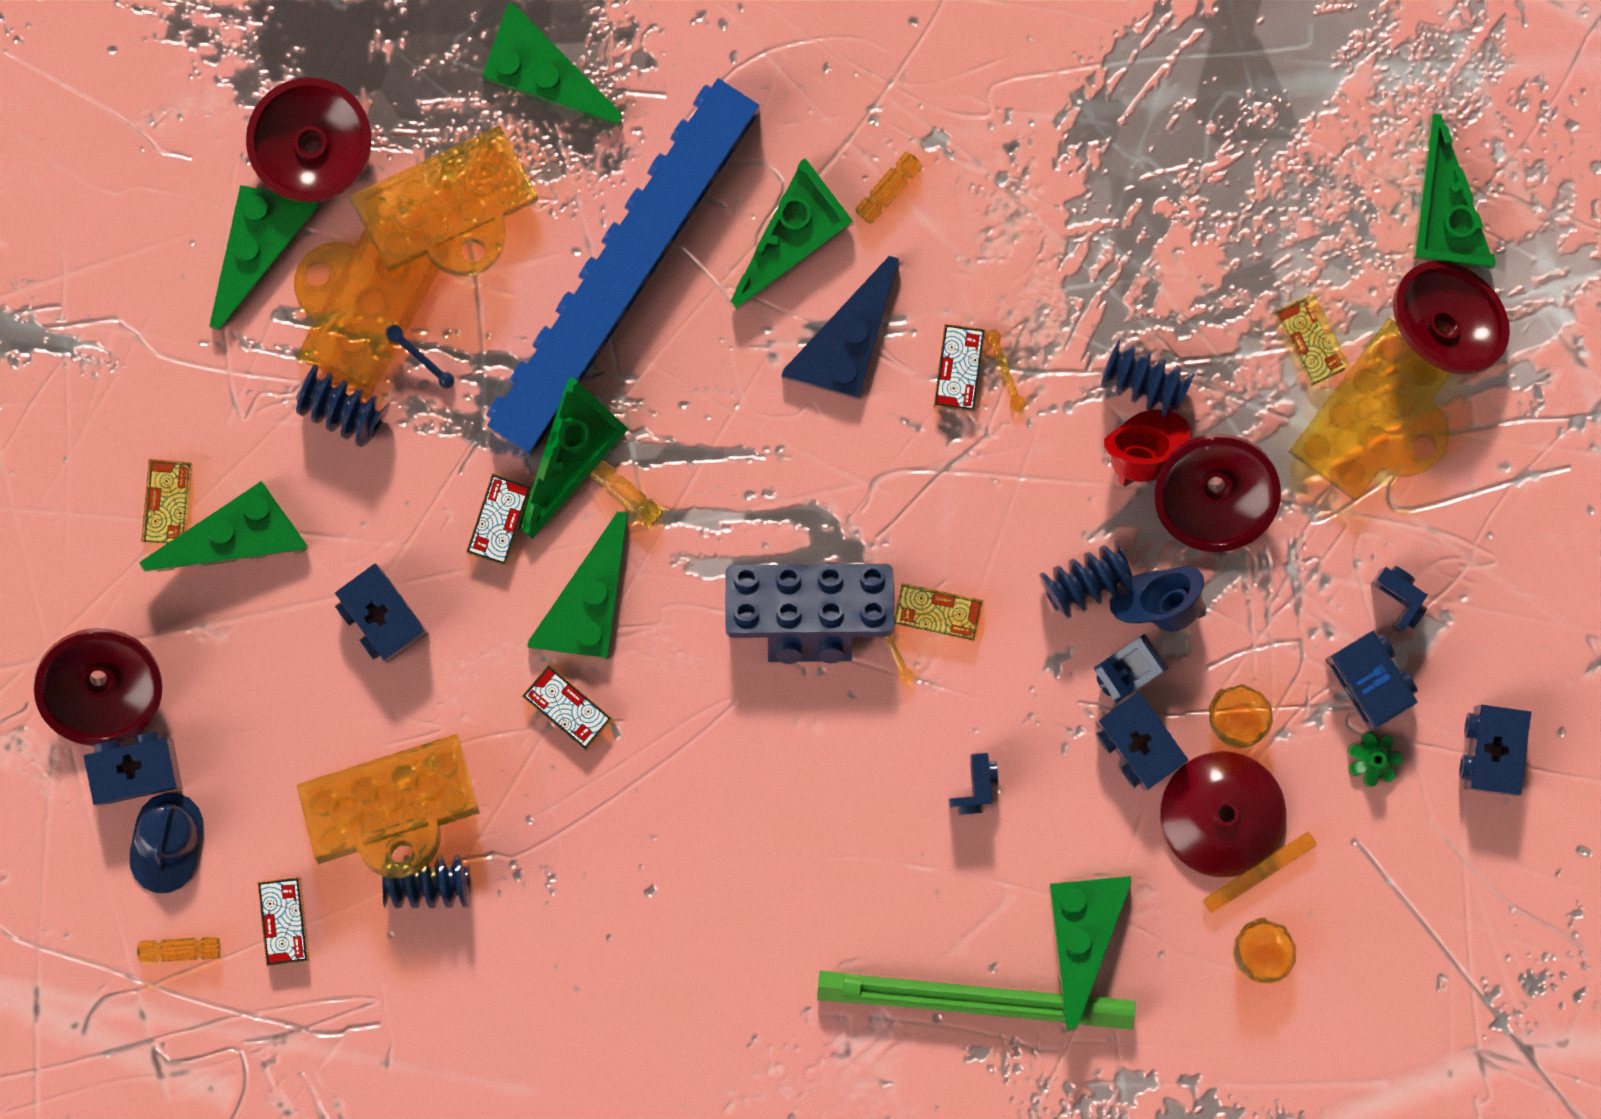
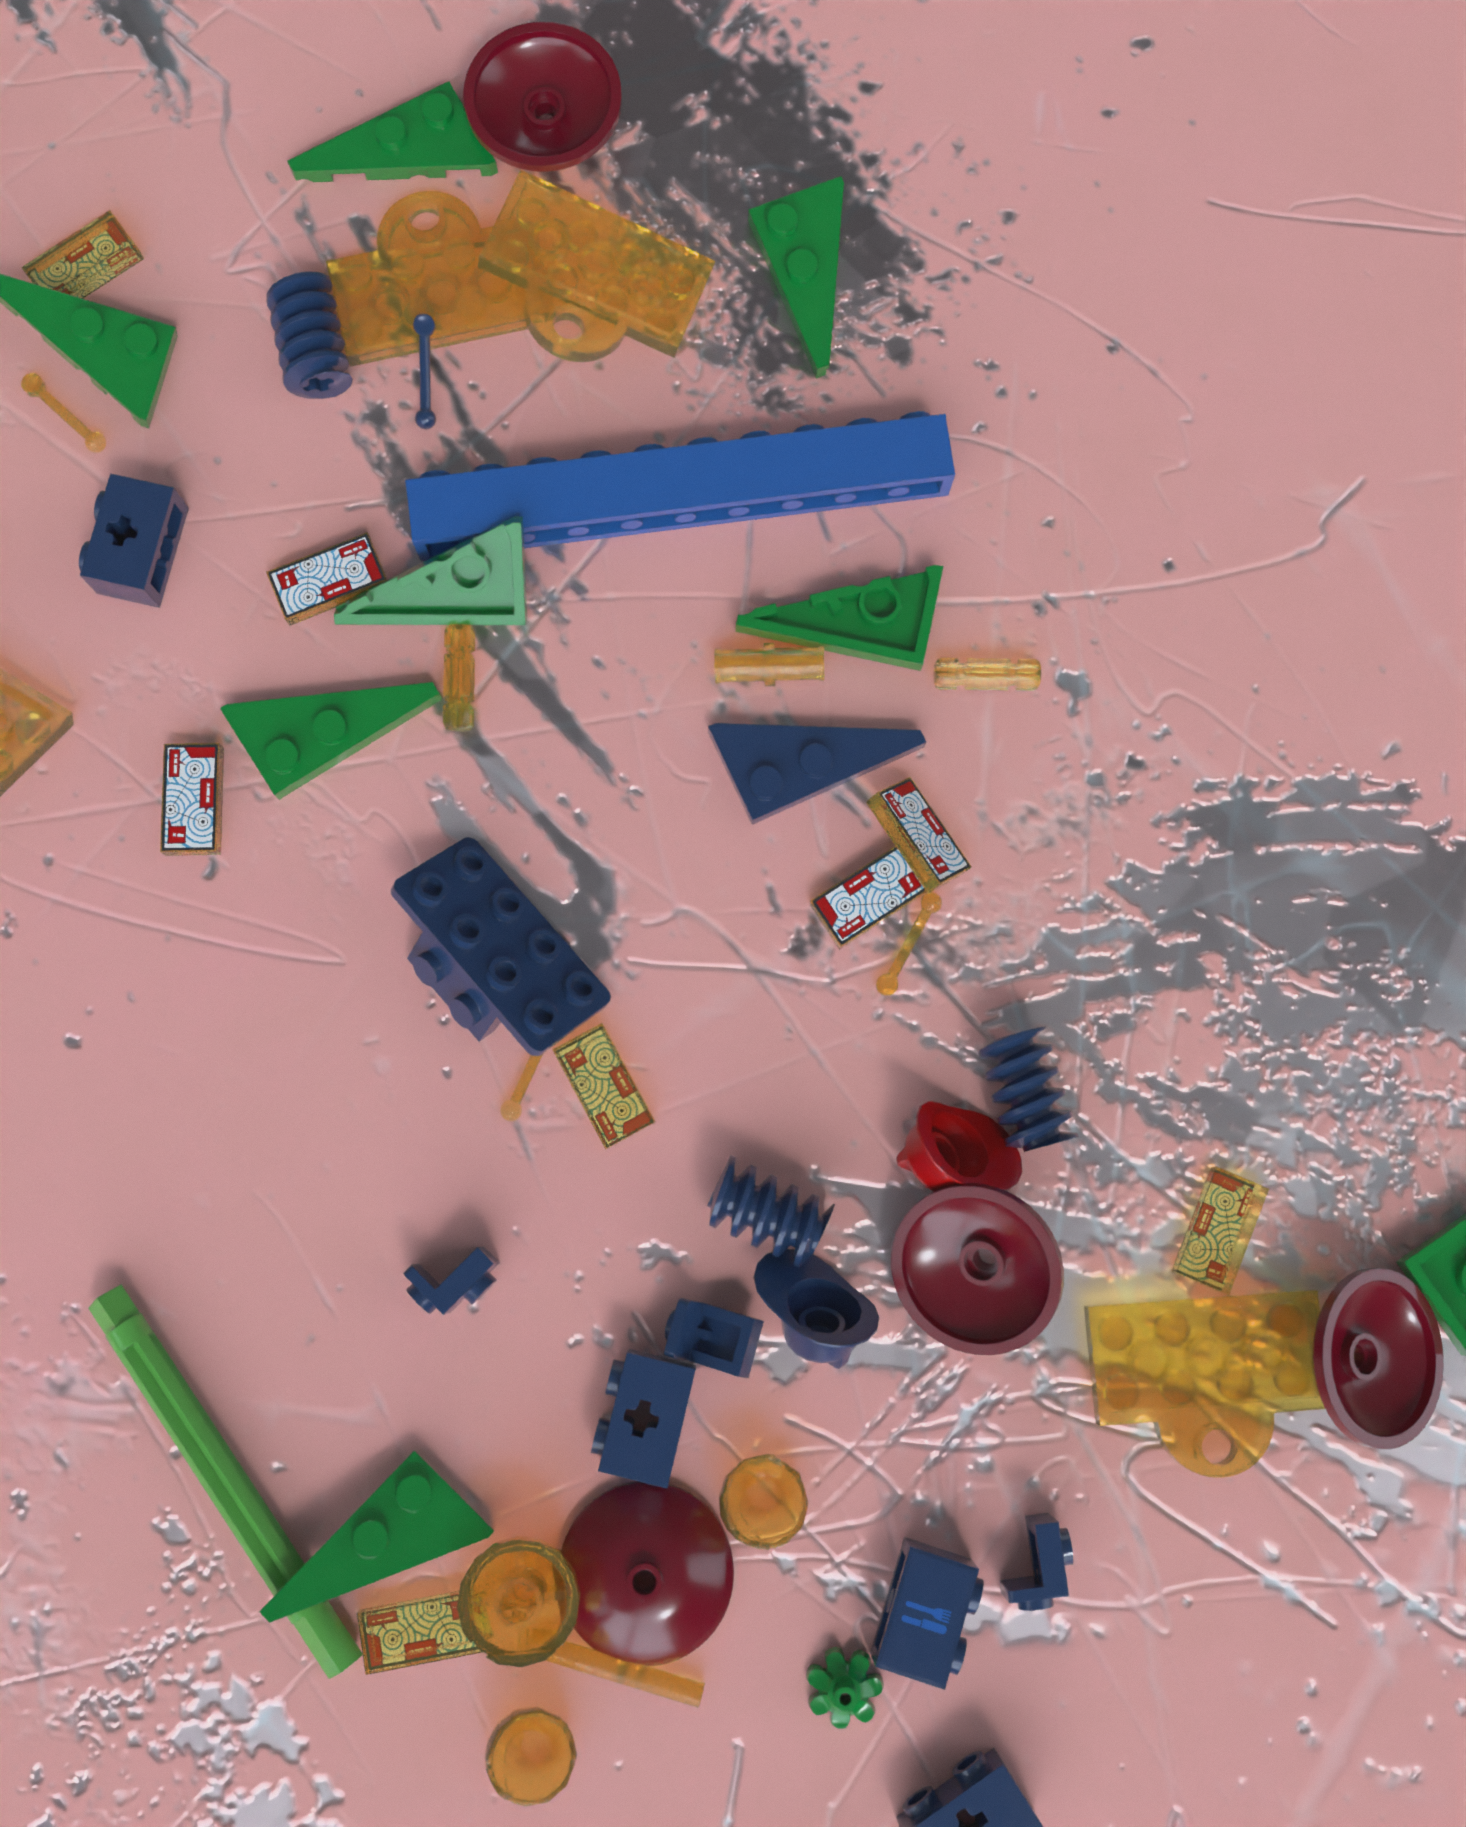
camera: 45 degrees right, 5 degrees down
(222, 595) = (35, 387): none -> clear yellow hinge
(775, 308) = (769, 664): none -> clear yellow pin
(949, 310) = (918, 834): none -> tile
(1149, 960) = (412, 1633): none -> clear yellow tile
(1179, 886) = (519, 1601): none -> clear yellow cylinder

